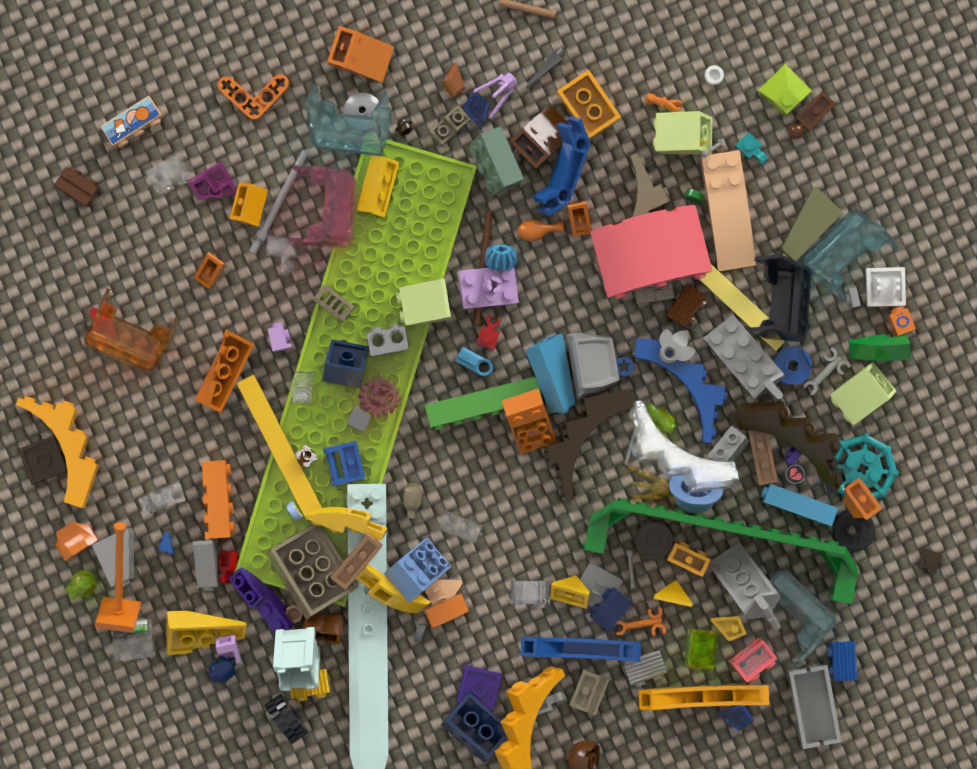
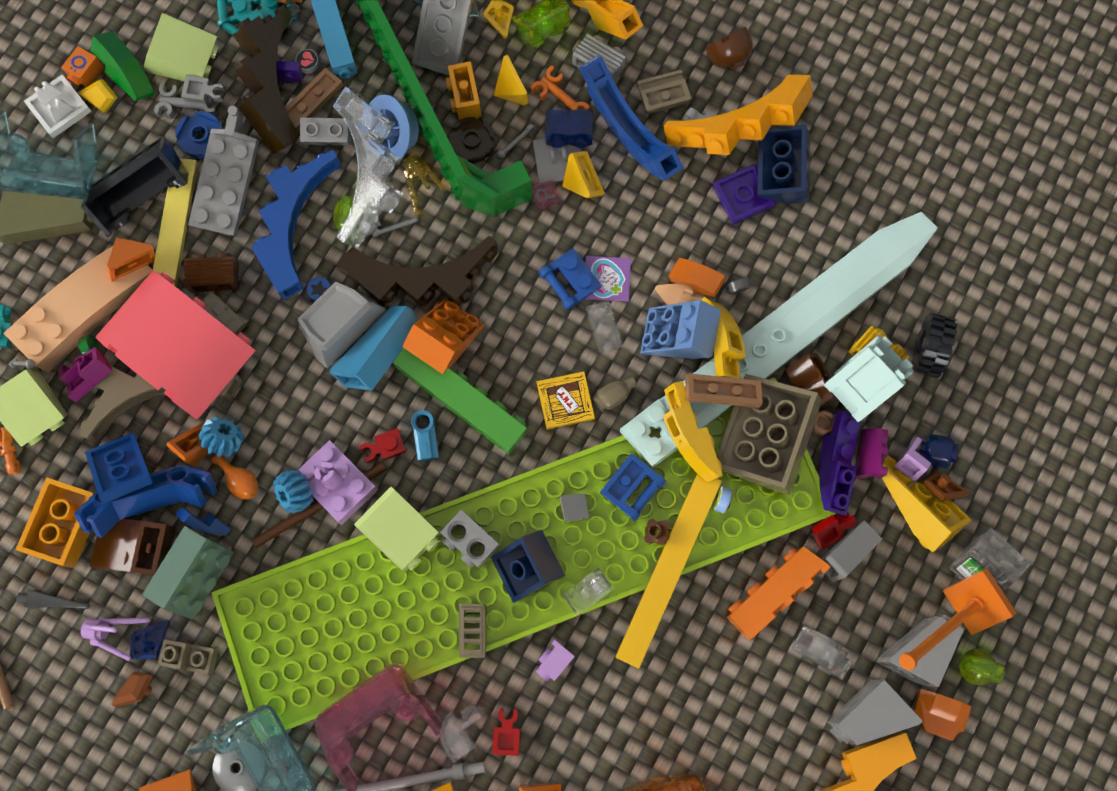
camera: 130 degrees left, 10 degrees down
(105, 496) = (872, 715): none -> light grey slope
(166, 543) = (864, 609): blue slope -> none
(198, 654) = (944, 488): none -> dark orange piece
(224, 371) = (637, 692): orange wedge -> none
(252, 626) = (872, 453): none -> magenta slope
(258, 276) = (506, 738): none -> red plate
(378, 185) = (307, 683): yellow panel -> none
(383, 390) = (544, 496): gear -> none
(404, 127) = (223, 705): dark brown plate -> none
(432, 466) = (565, 400): none -> yellow tile
(491, 555) = (613, 275): none -> sticker
(508, 536) = (575, 273): none -> blue plate
(523, 189) = (209, 524): none -> blue slope
(530, 593) = (615, 212): clear brick -> none
(569, 238) = (221, 436): none -> dark azure gear
(578, 558) = (545, 195): none -> clear pink tile
(595, 163) = (118, 468): none -> blue plate
(676, 181) = (84, 373): none -> magenta slope
(677, 345) = (256, 248): light grey plate -> none
(735, 261) = (128, 257): none -> orange slope
(823, 386) = (200, 89): none -> light grey plate
(852, 298) = (89, 117): light grey plate -> none
(873, 319) = (99, 95): none -> yellow piece

